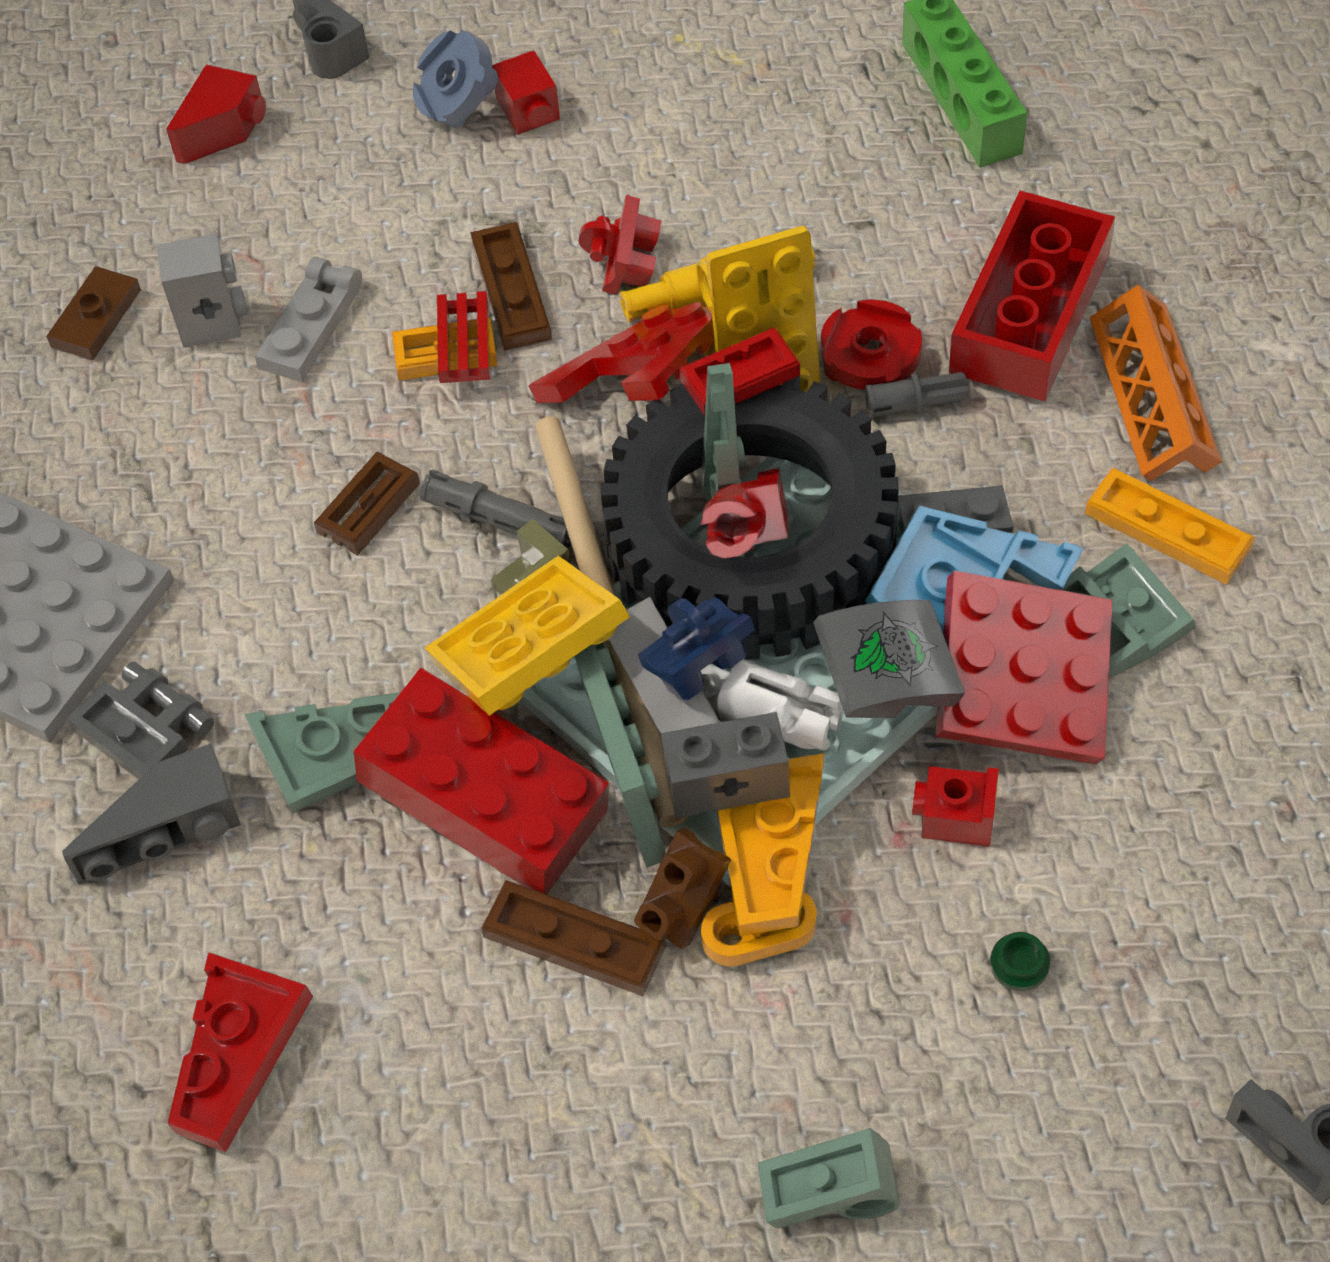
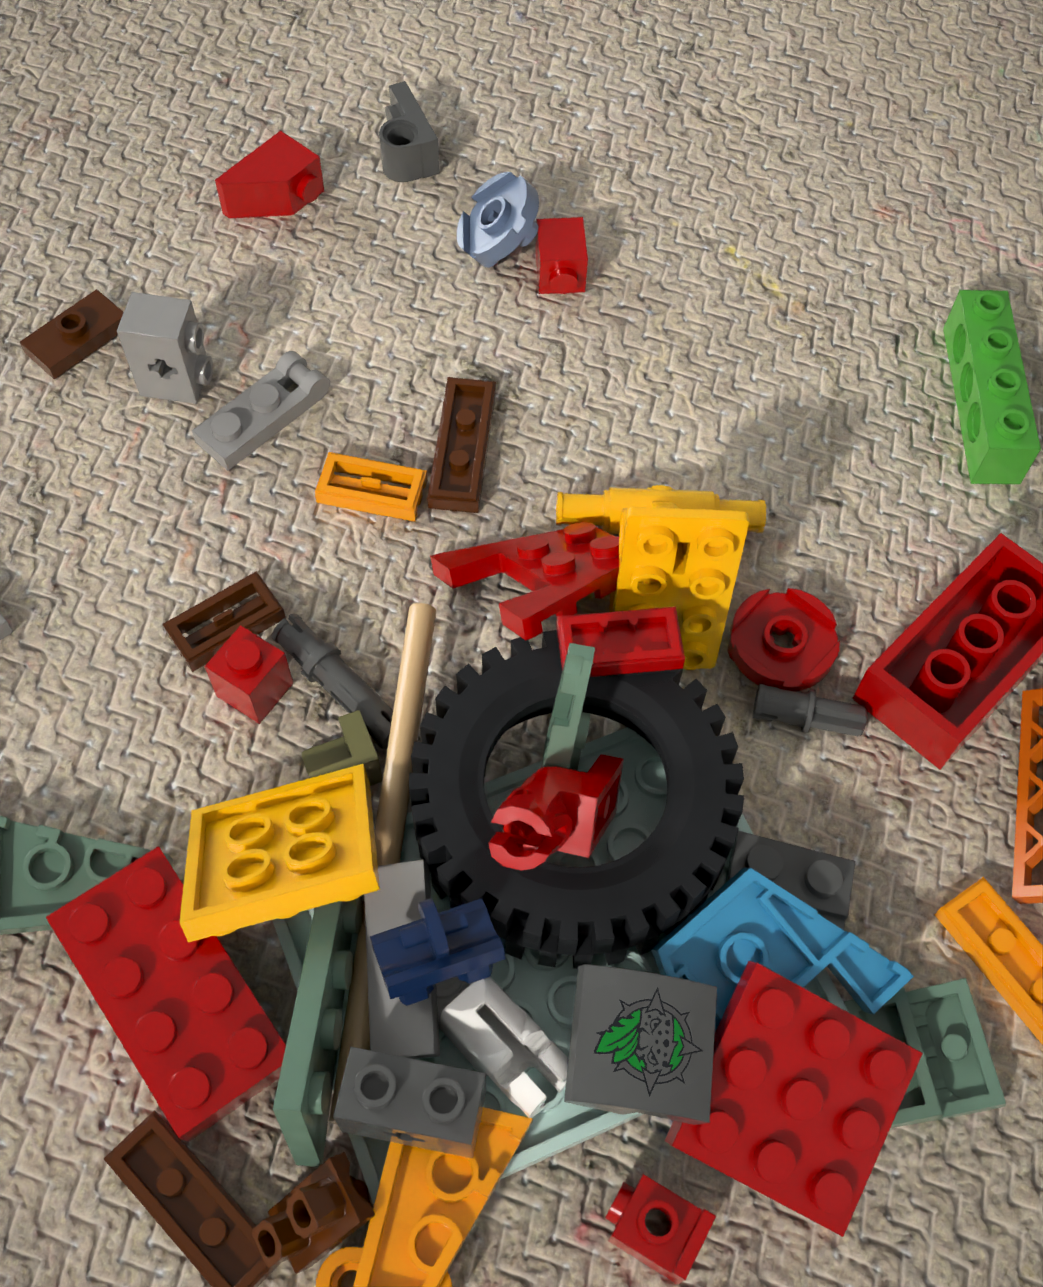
camera: 15 degrees right, 5 degrees up
(417, 530) = (249, 674): none -> red brick
(462, 307) = (400, 451): red tile -> none
(617, 240) = (597, 429): red hips -> none

